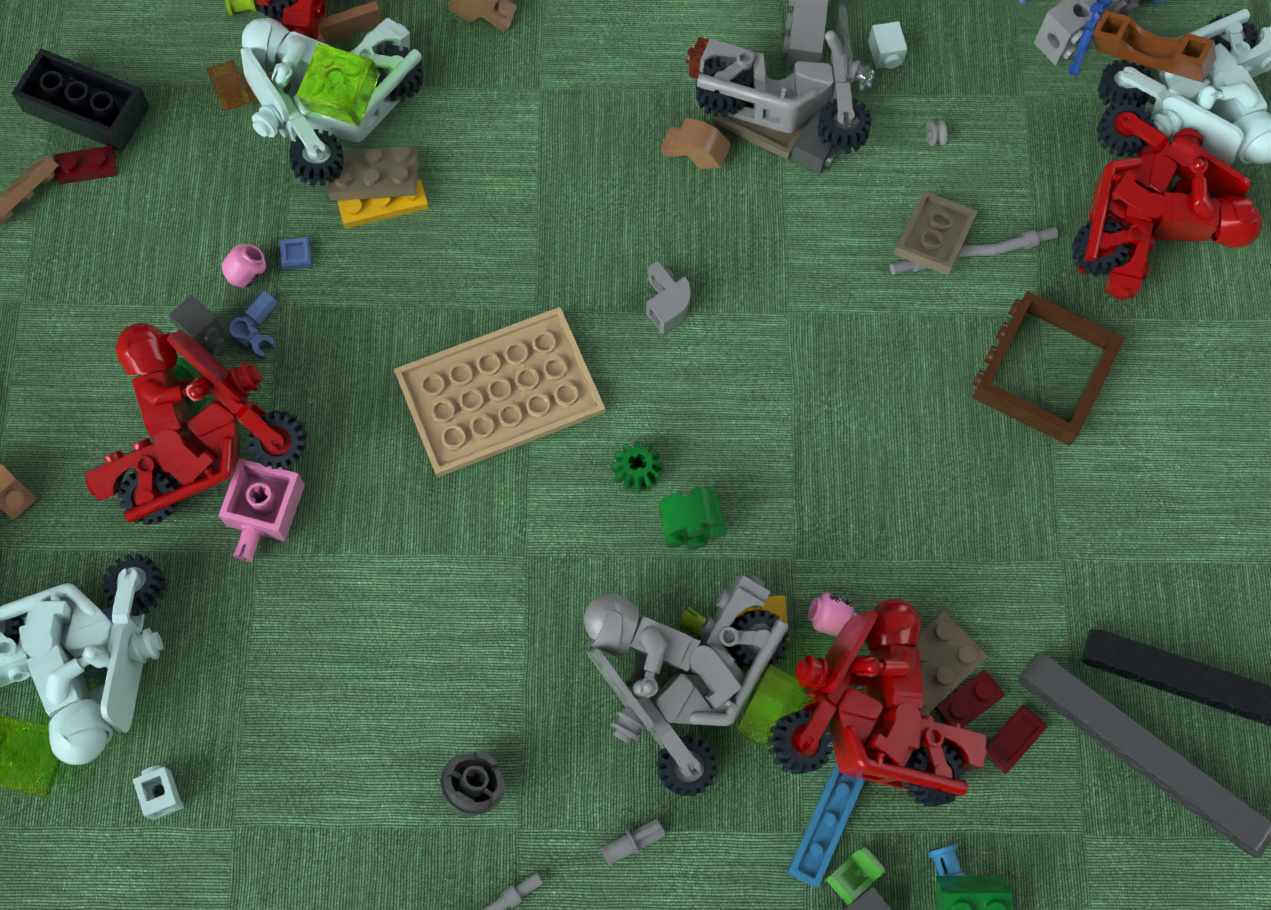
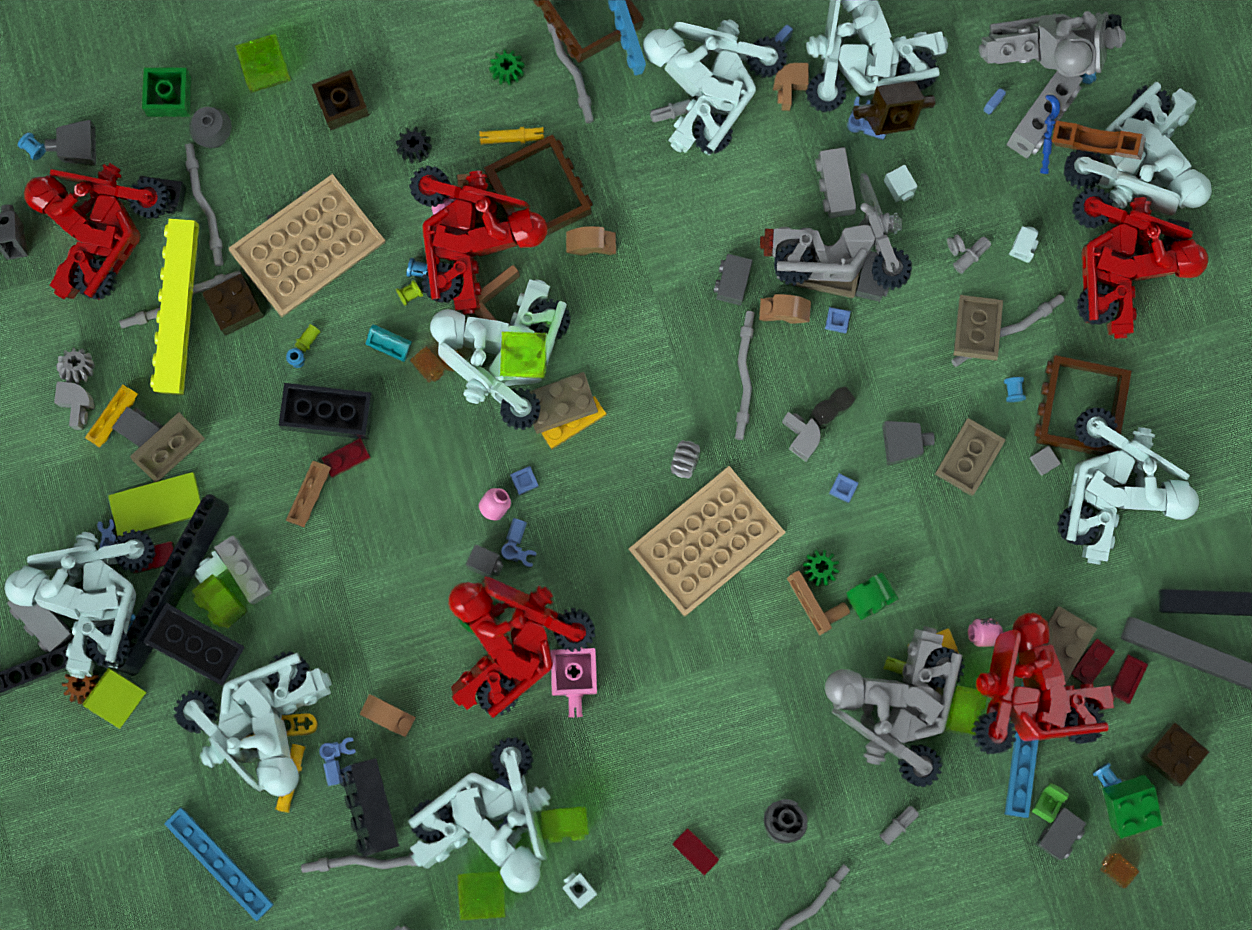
camera: 15 degrees left, 10 degrees up
(71, 30) = (294, 353): none -> dark azure pin
(97, 18) = (307, 338): none -> lime pin
(171, 691) = (565, 823): none -> clear neon green brick
(191, 48) = (388, 343): none -> teal plate
(338, 791) = (695, 852): none -> dark red tile
(505, 281) = (685, 459): none -> light grey gear
(600, 255) = (743, 416): none -> light grey bar
(614, 533) = (819, 619): none -> medium nougat piece
(642, 94) = (733, 280): none -> dark grey brick
(701, 379) = (843, 488): none -> medium blue tile
(723, 274) = (837, 405): none -> clear smoke brick
(758, 179) = (837, 320): none -> medium blue tile
(799, 343) = (904, 441): none -> dark grey torso
(879, 387) = (970, 457): none -> dark tan plate
(953, 151) = (972, 255): none -> light grey axle
(962, 322) = (1015, 389): none -> dark azure bush
(977, 421) = (1044, 460): none -> light grey tile
(1024, 155) = (1025, 244): none -> light aqua brick
(1048, 464) = (1095, 481): none -> light aqua piece
(1054, 861) = (1175, 754): none -> dark brown brick

